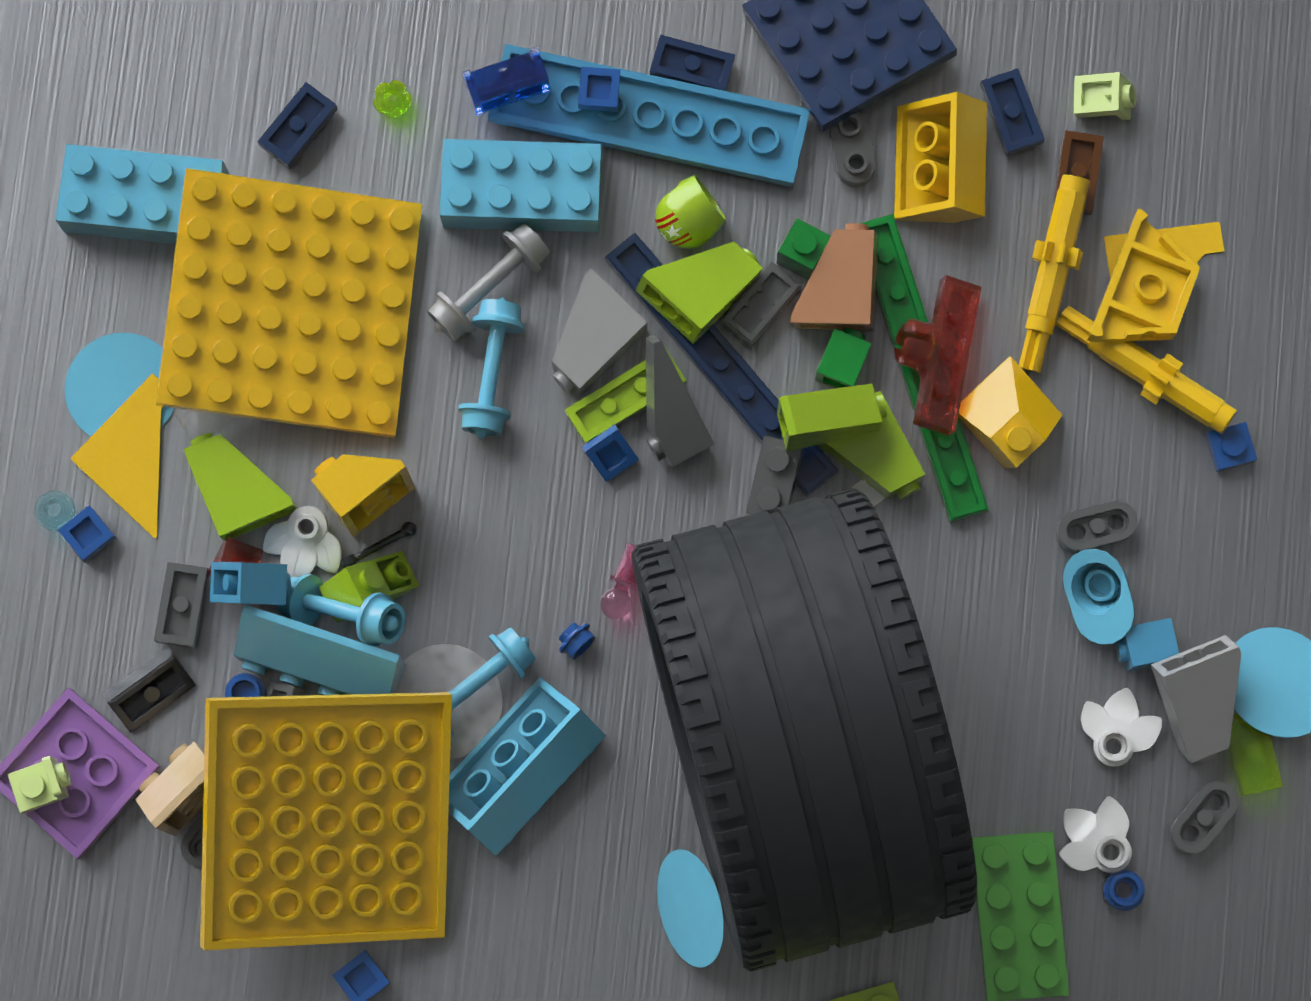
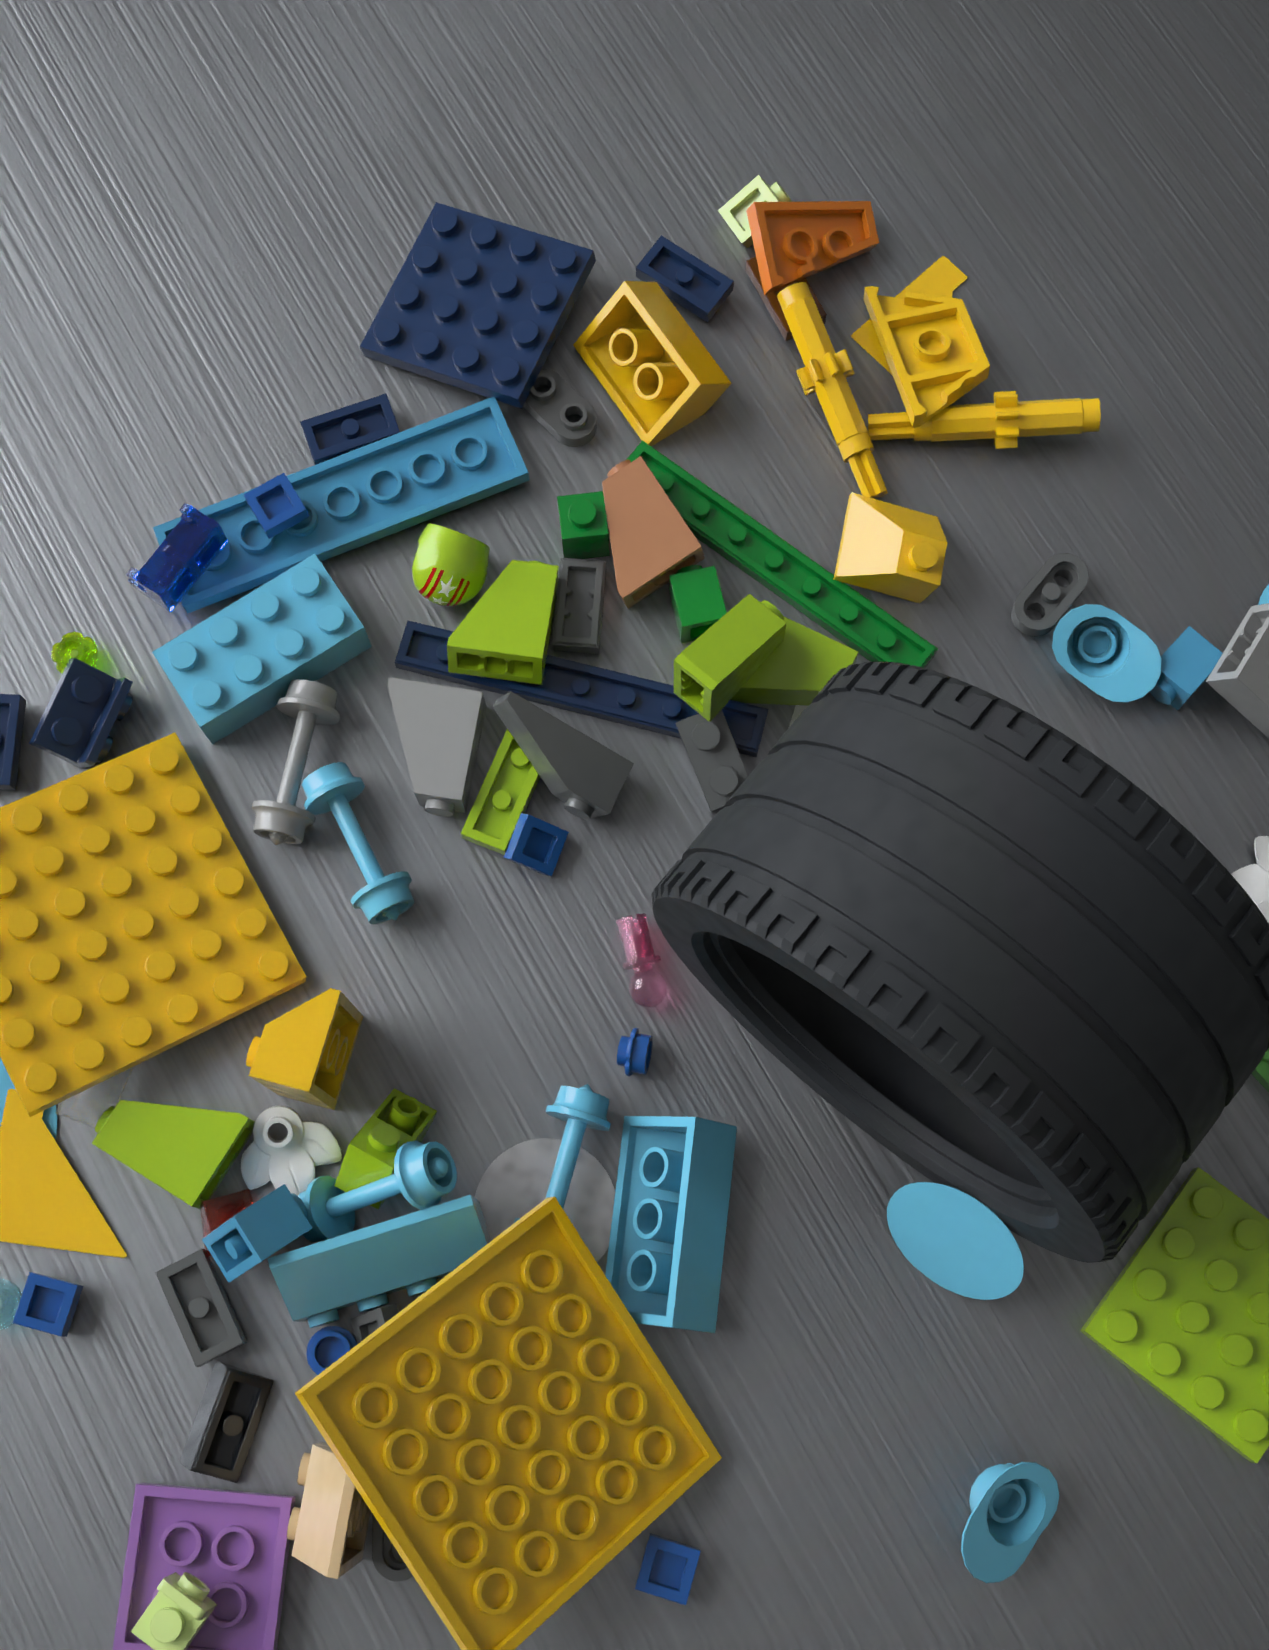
camera: 35 degrees left, 5 degrees down
(369, 148) = (82, 714): none -> dark blue bracket
(408, 529) = (385, 1062): black hinge -> none
(941, 353) = (786, 533): clear red plate -> none
(1119, 722) = (1212, 761): white plate -> none
(1121, 144) = (808, 237): none -> orange wing
(1232, 447) = (1113, 442): blue plate -> none

